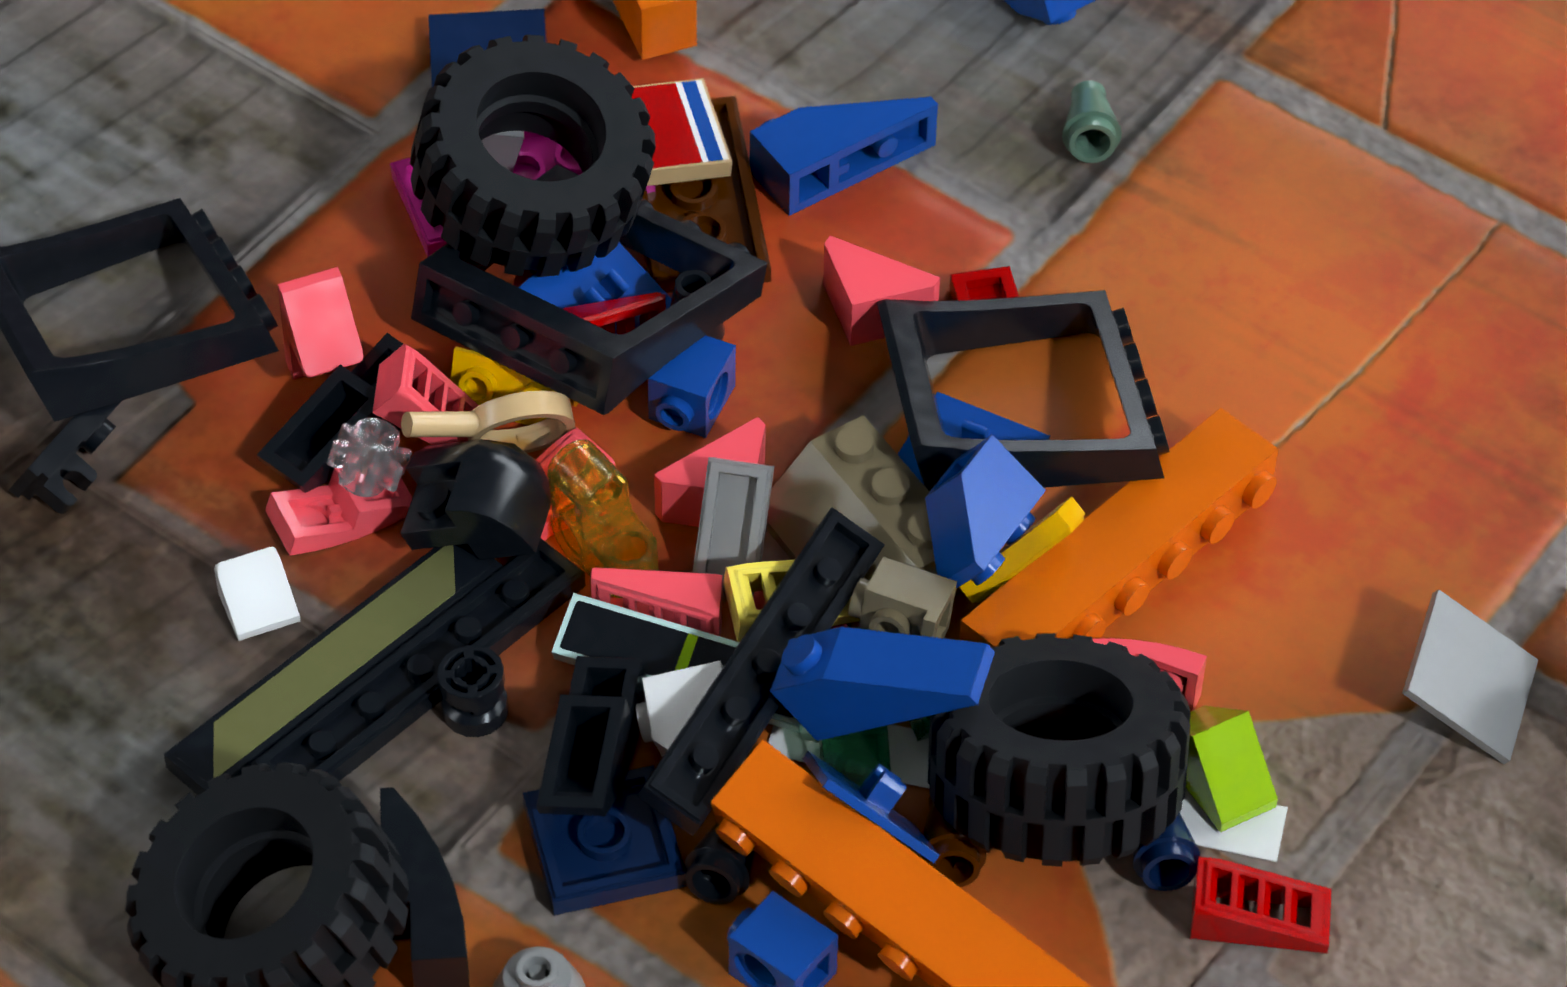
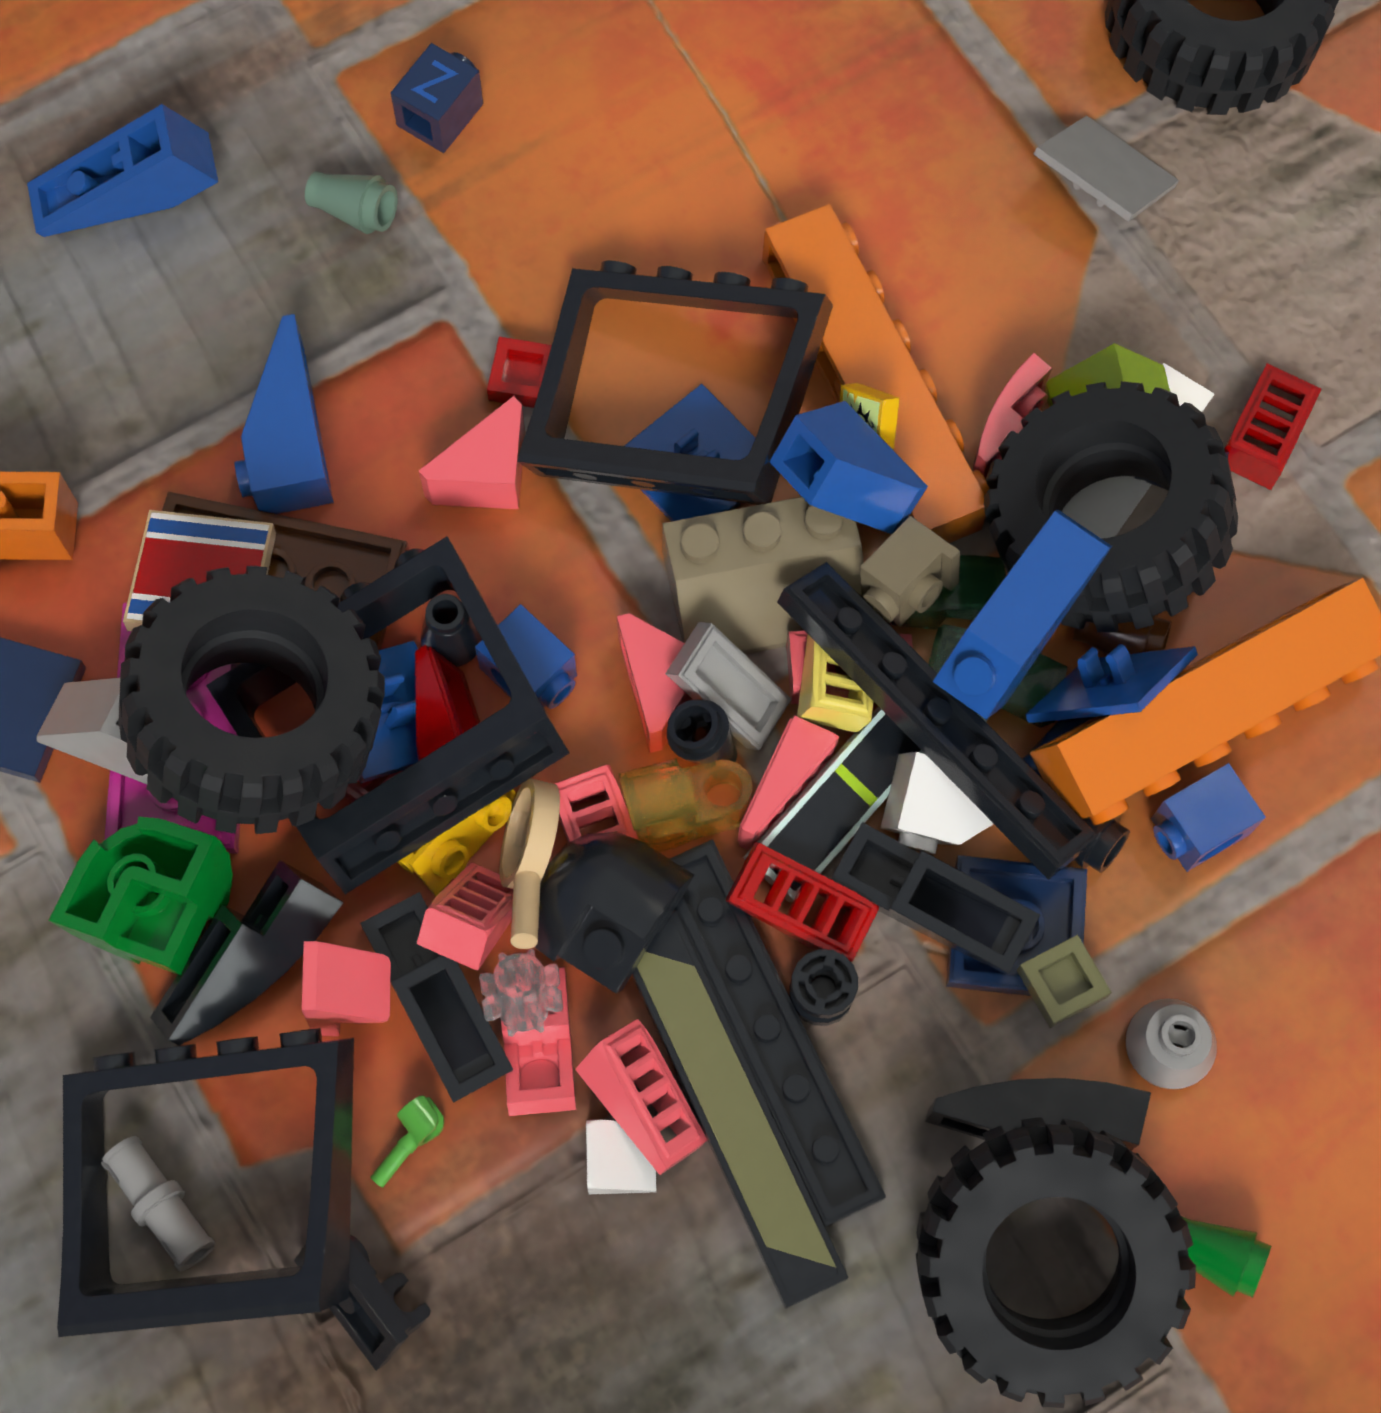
camera: 70 degrees left, 20 degrees up
(97, 297) = (158, 1203): none -> light grey pin
(230, 453) = (423, 1124): none -> bright green hand
(341, 556) = (633, 1058): none -> coral slope
(353, 192) = (146, 892): none -> green brick
(368, 288) = (245, 953): none -> black slope
(538, 696) = (852, 928): none -> red slope
(557, 873) = (1063, 981): none -> olive tile
(672, 515) = (700, 732): none -> black cone
(1232, 143) = (437, 97): none -> dark blue brick

